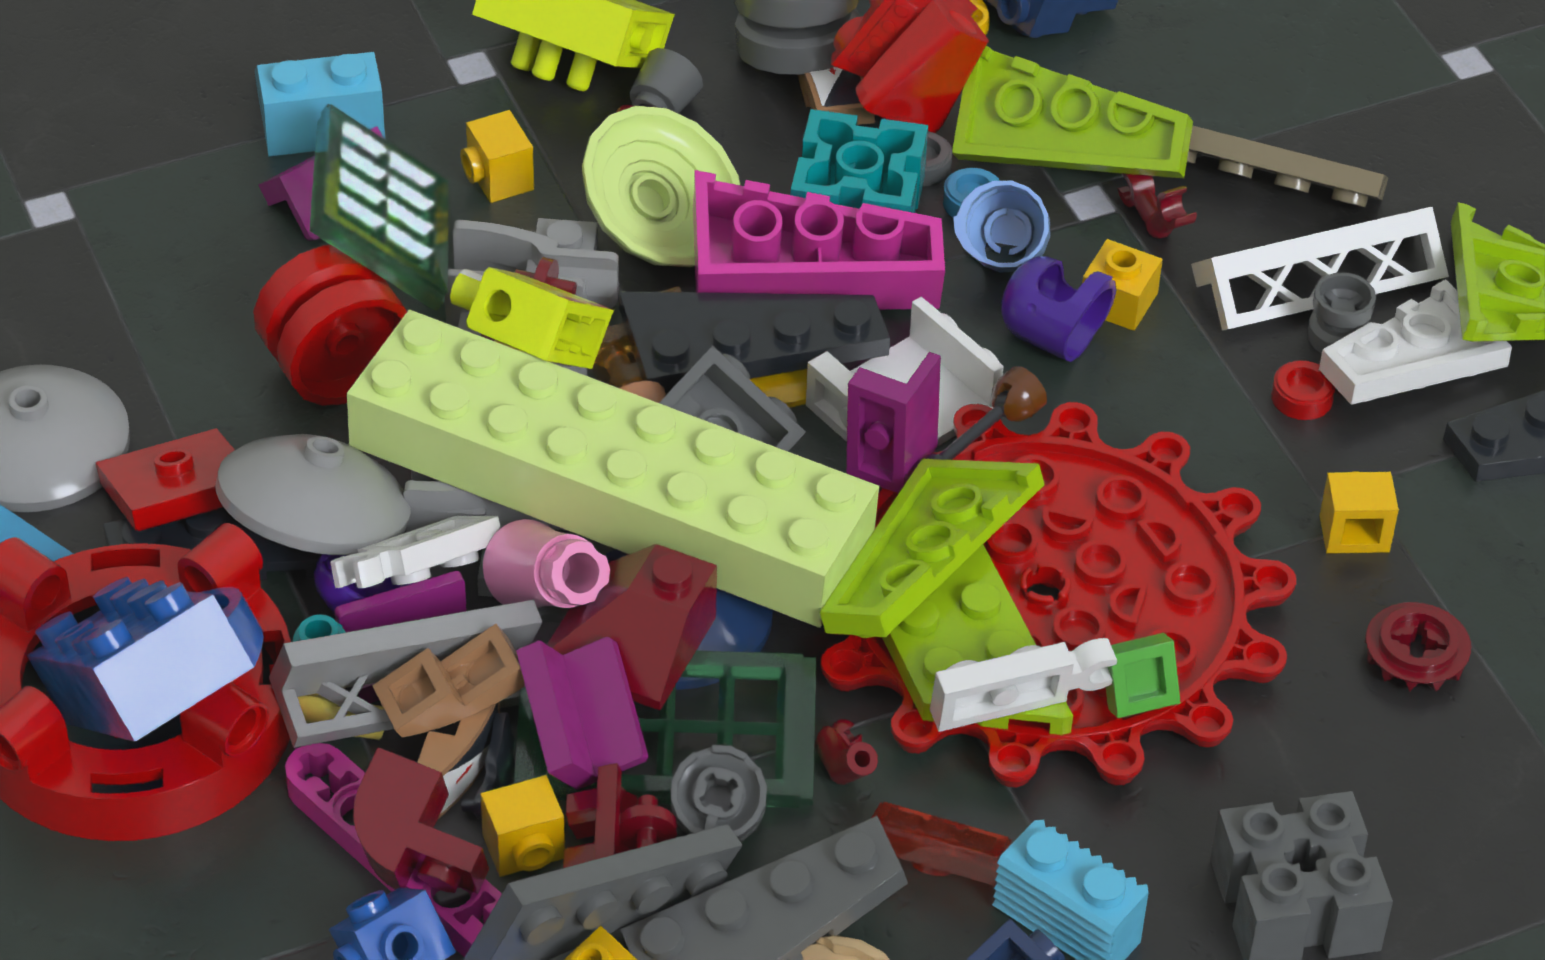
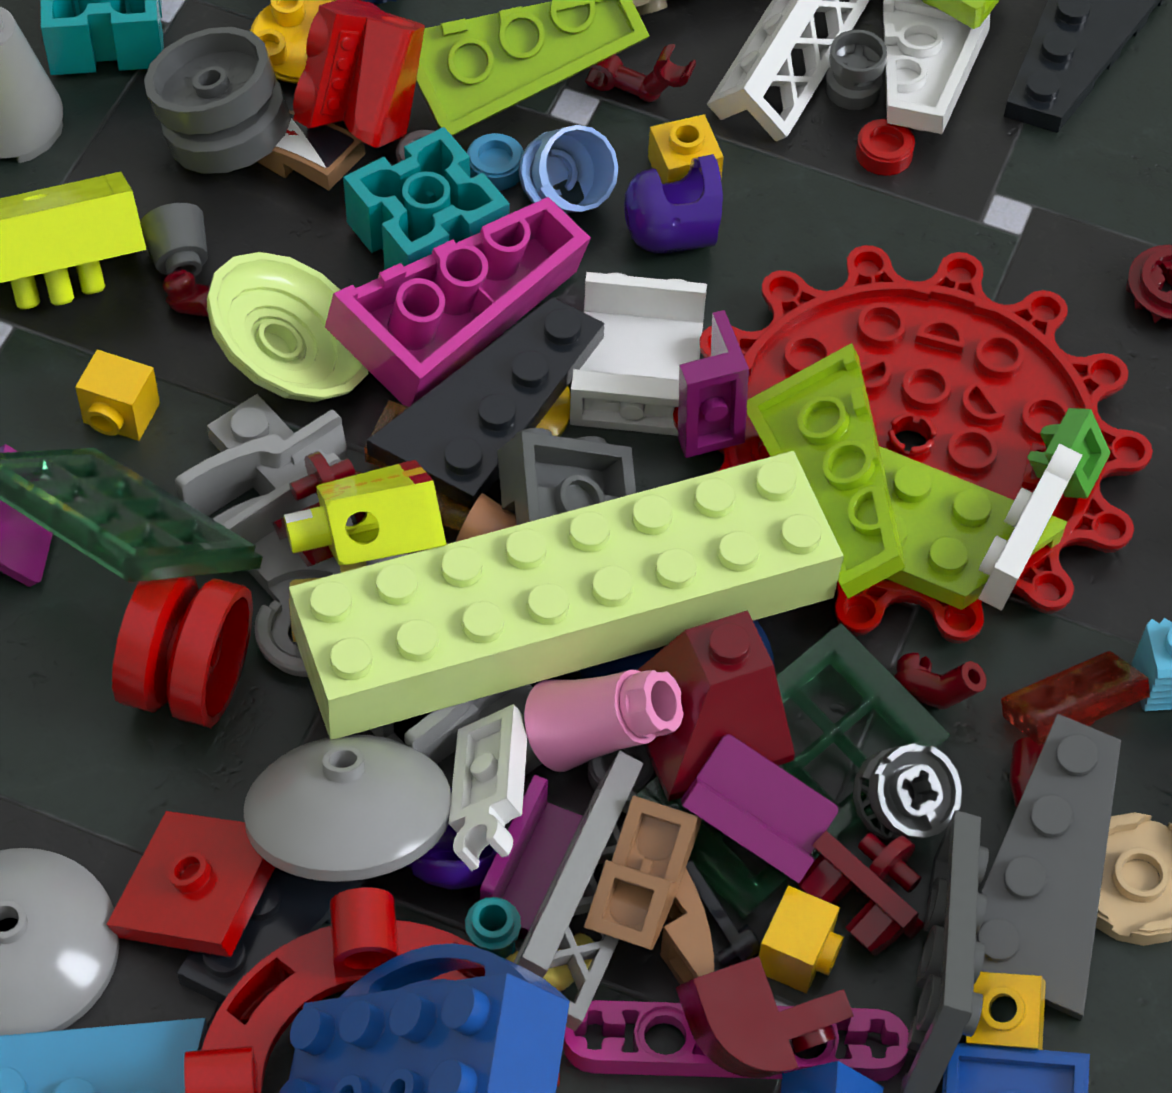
camera: 45 degrees left, 10 degrees up
(1014, 396) = (744, 303): reddish brown hinge -> none
(1358, 512) = (1035, 212): yellow plate -> none

